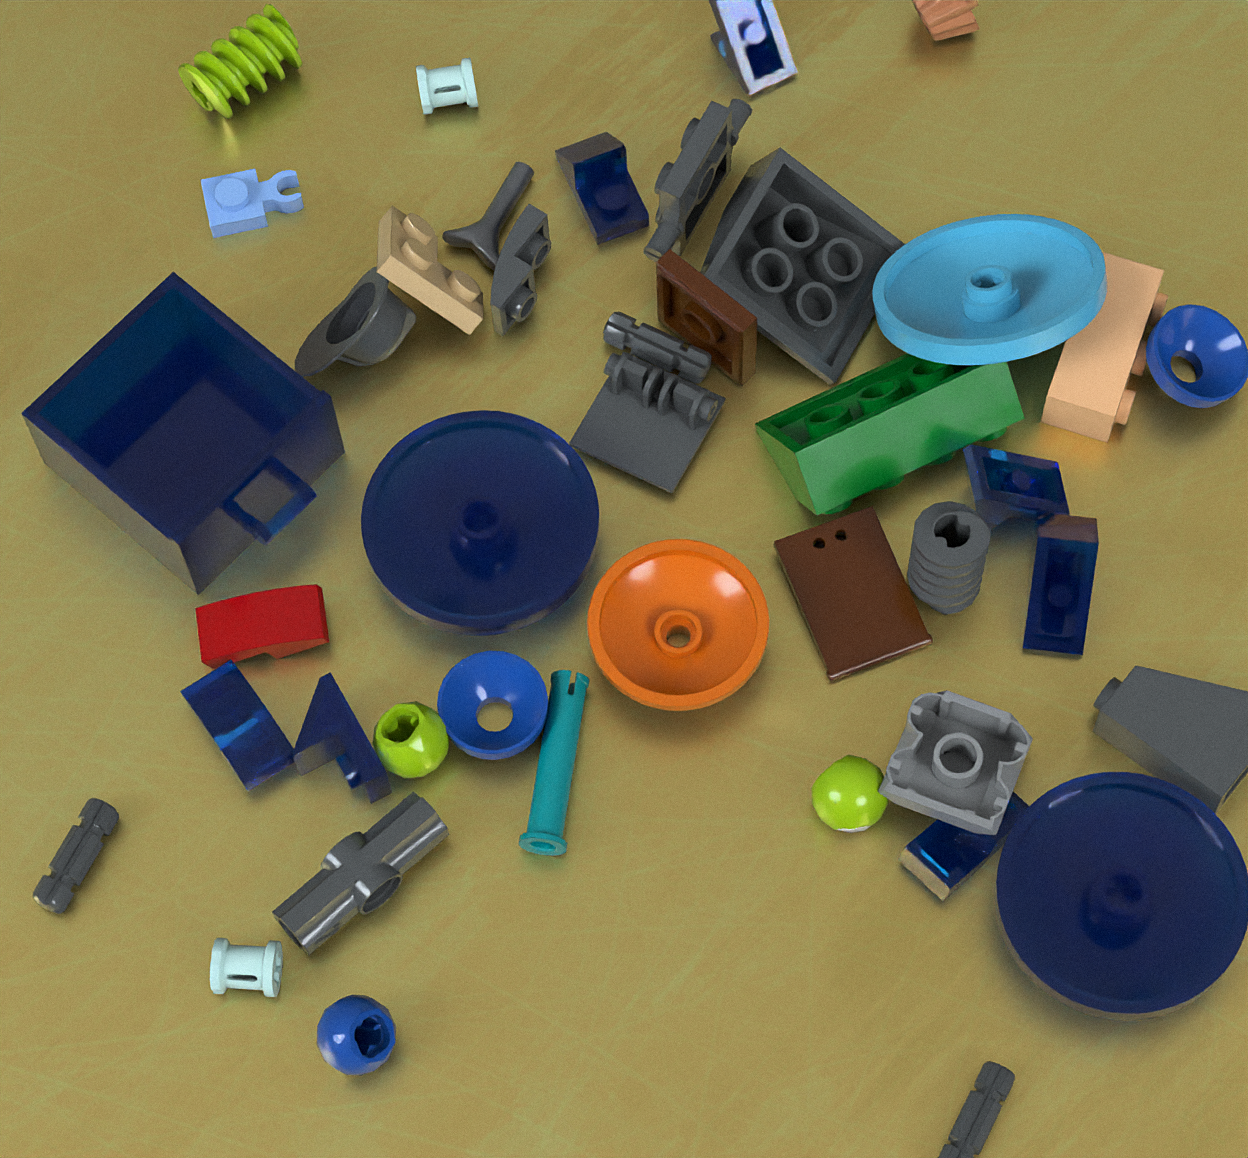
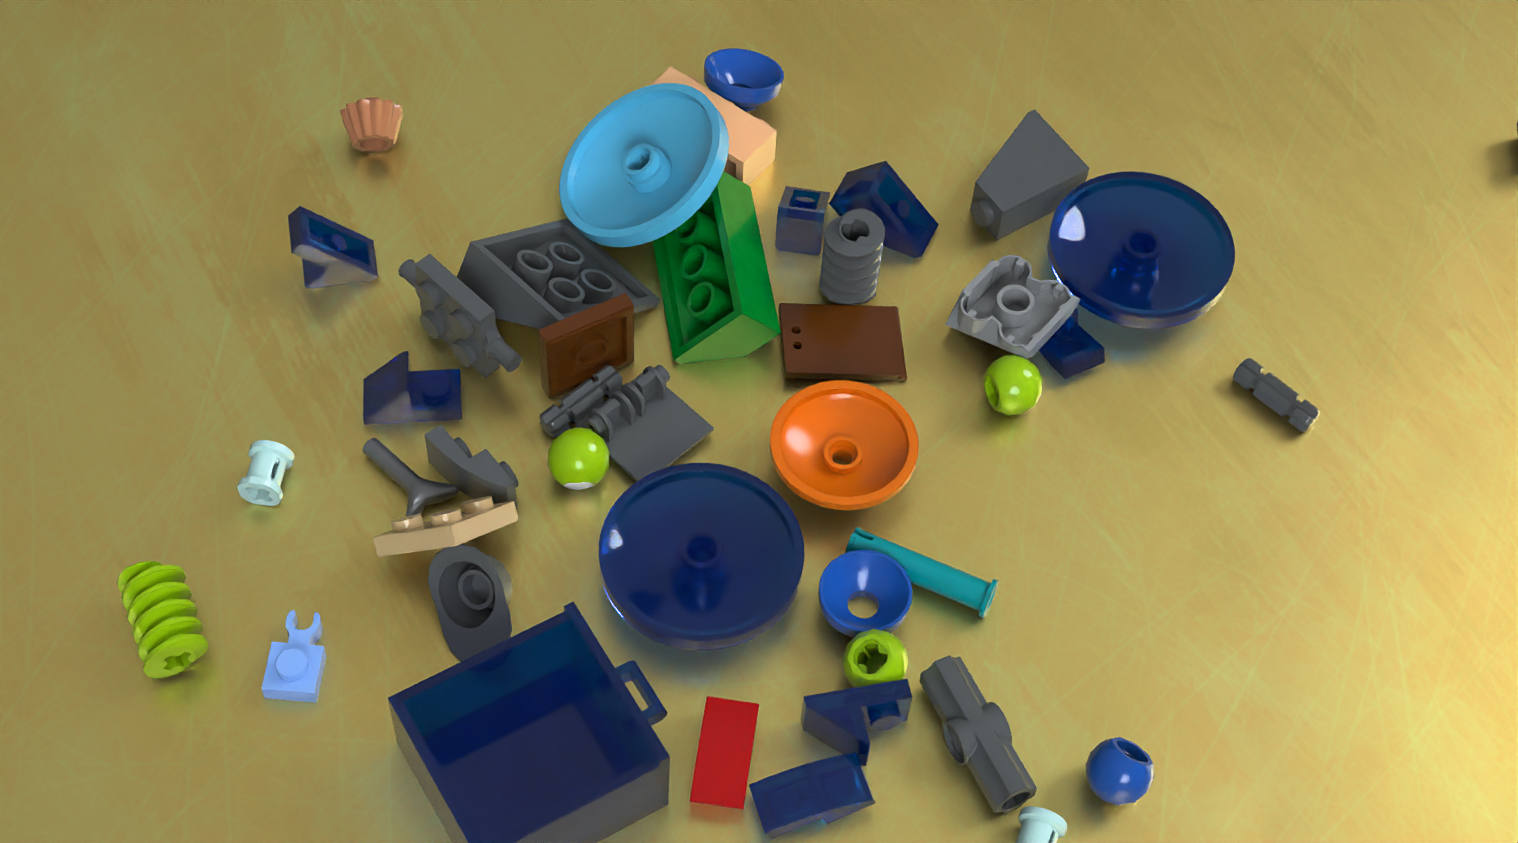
camera: 80 degrees left, 10 degrees down
(568, 365) = (578, 458): none -> lime piece

